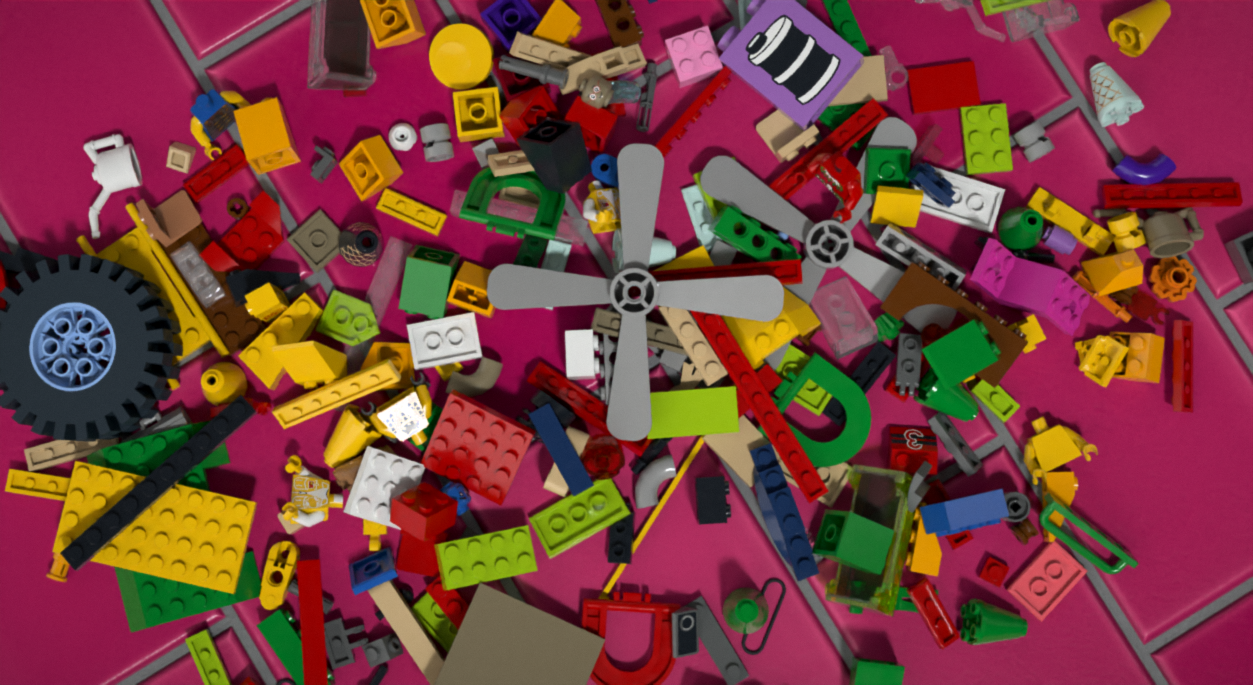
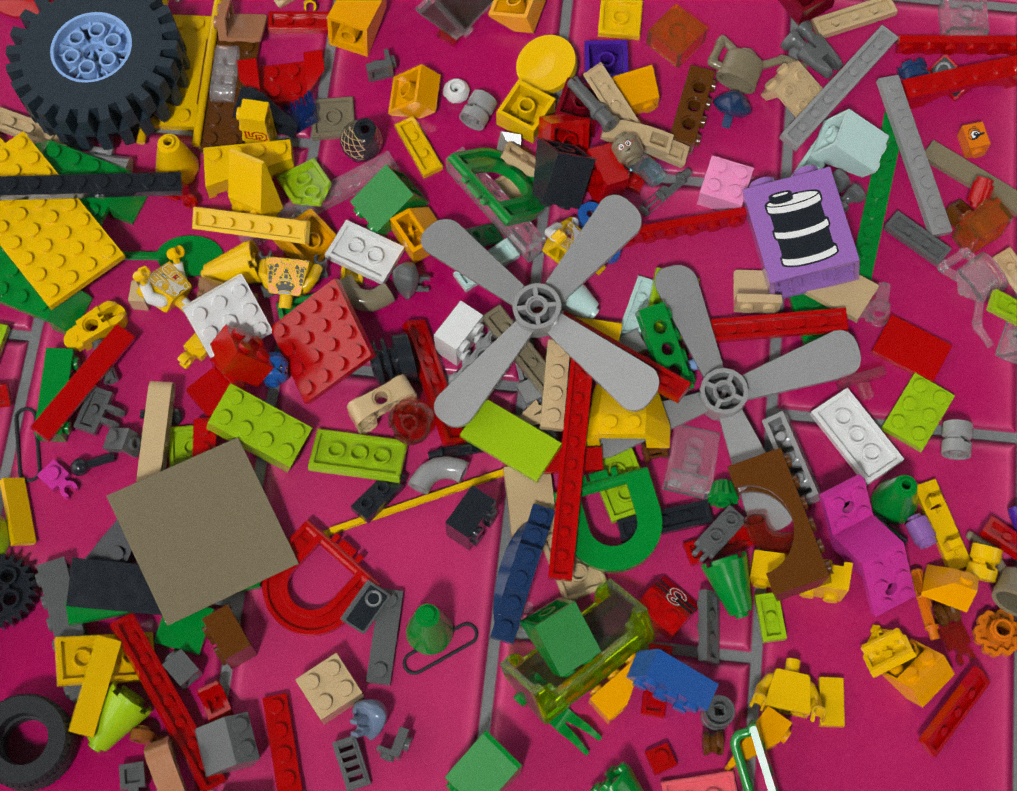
camera: 35 degrees right, 15 degrees down
(231, 204) = (291, 49): reddish brown bush -> none
(292, 257) = (302, 114): none -> clear blue piece
(306, 443) = (197, 252): none -> green piece
(372, 570) = (166, 373): blue tile -> none
(500, 338) = (408, 280): none -> dark grey piece
(561, 449) = (383, 383): dark blue tile -> none
(839, 177) = (770, 344): red torso -> none
(886, 168) = (814, 372): green tile -> none
(896, 206) = (802, 405): yellow tile -> none
(918, 487) = (646, 634): dark grey slope -> none
(933, 613) = (582, 751): red tile -> none
(937, 189) = (842, 404): dark blue plate -> none
(962, 353) = (765, 543): green slope -> none
(1086, 426) = (832, 698): none -> yellow tile

